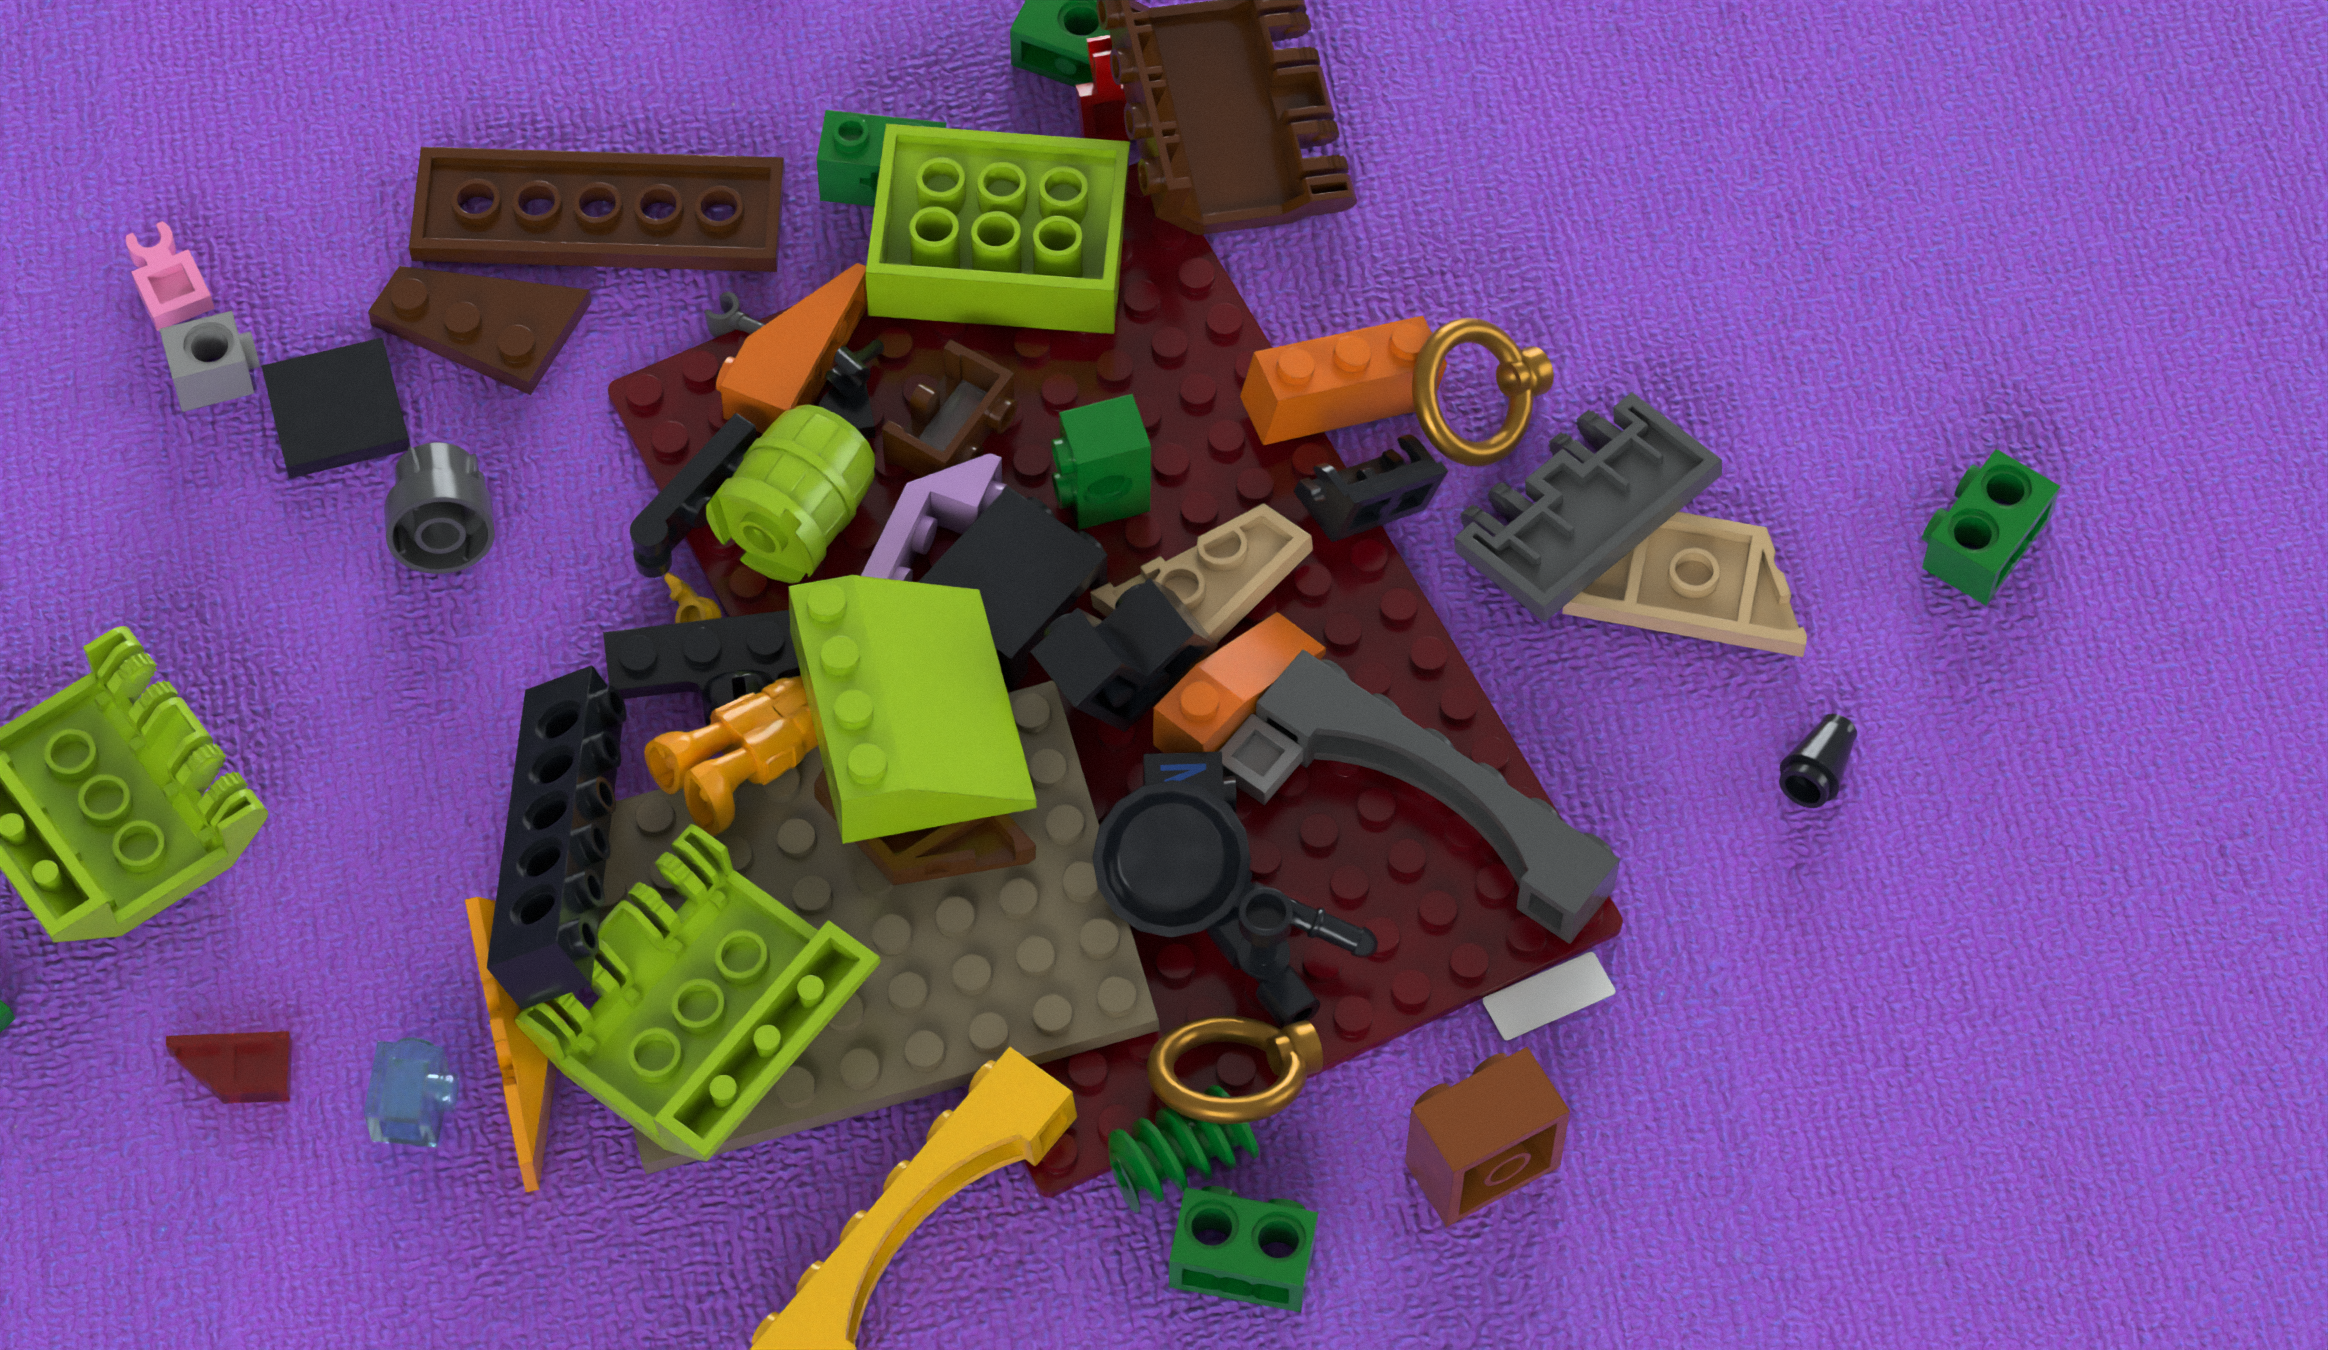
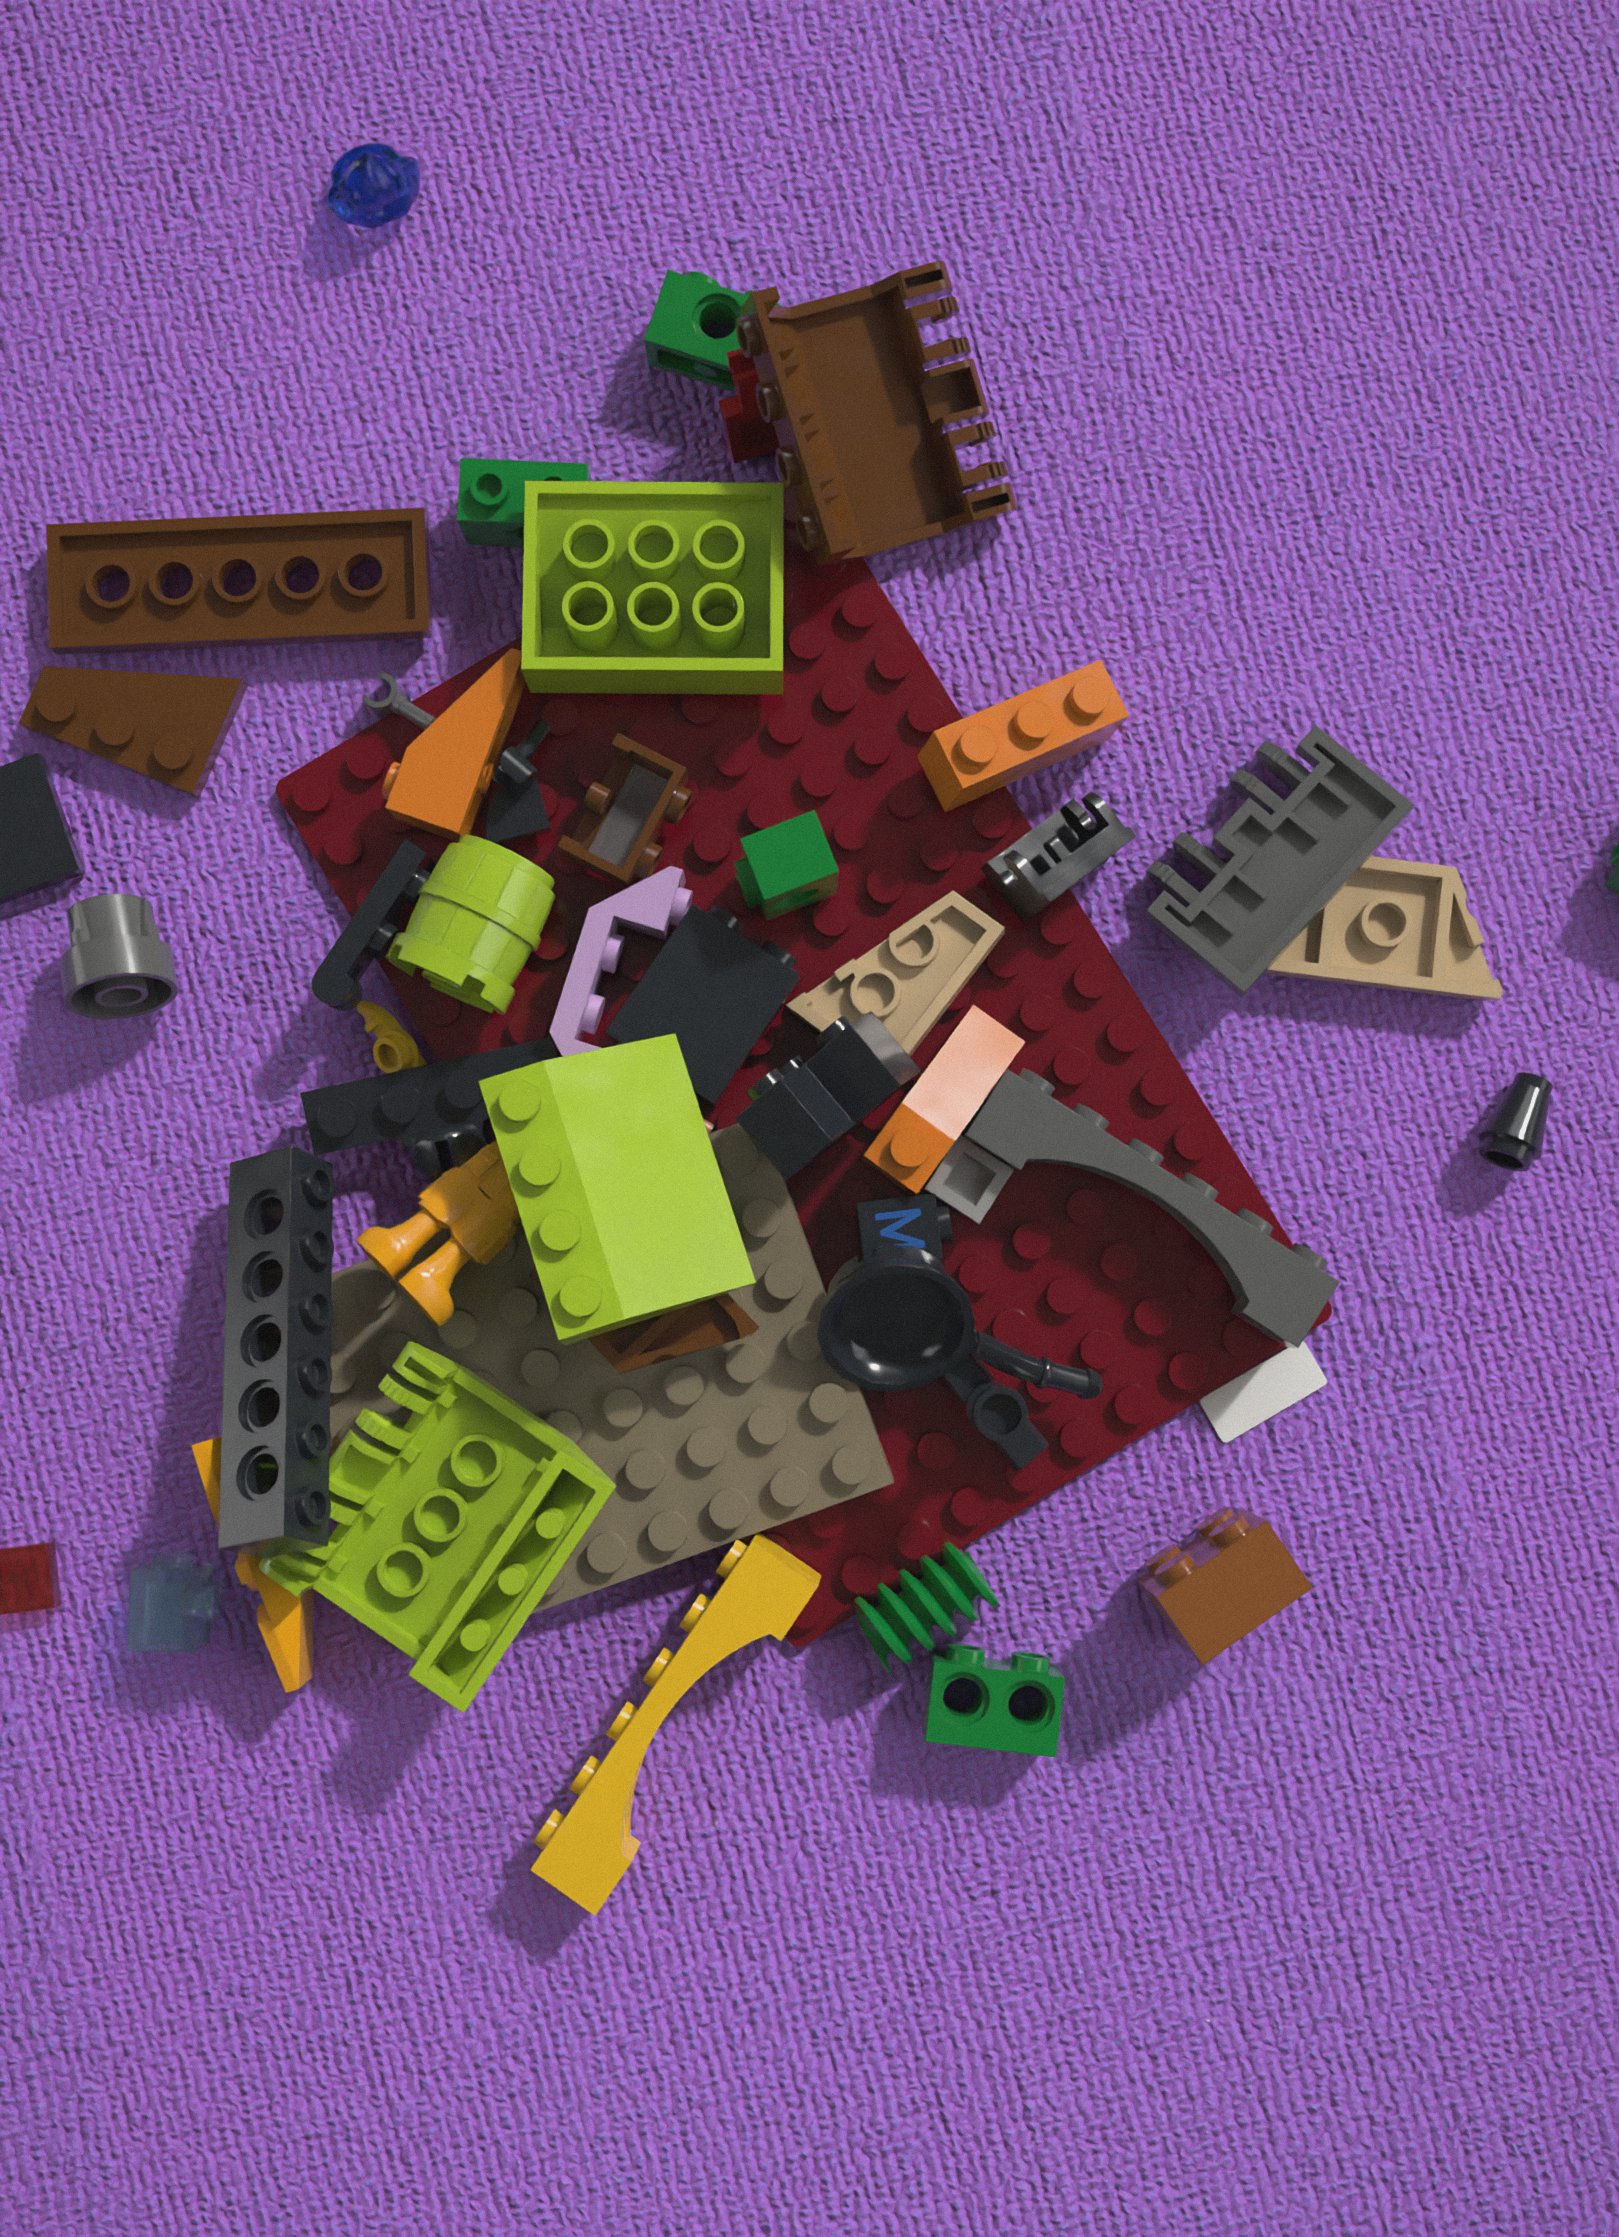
camera: 10 degrees left, 25 degrees up
(1289, 1051) = (1027, 1505): pearl gold piece -> none
(1519, 376) = (1200, 706): pearl gold piece -> none

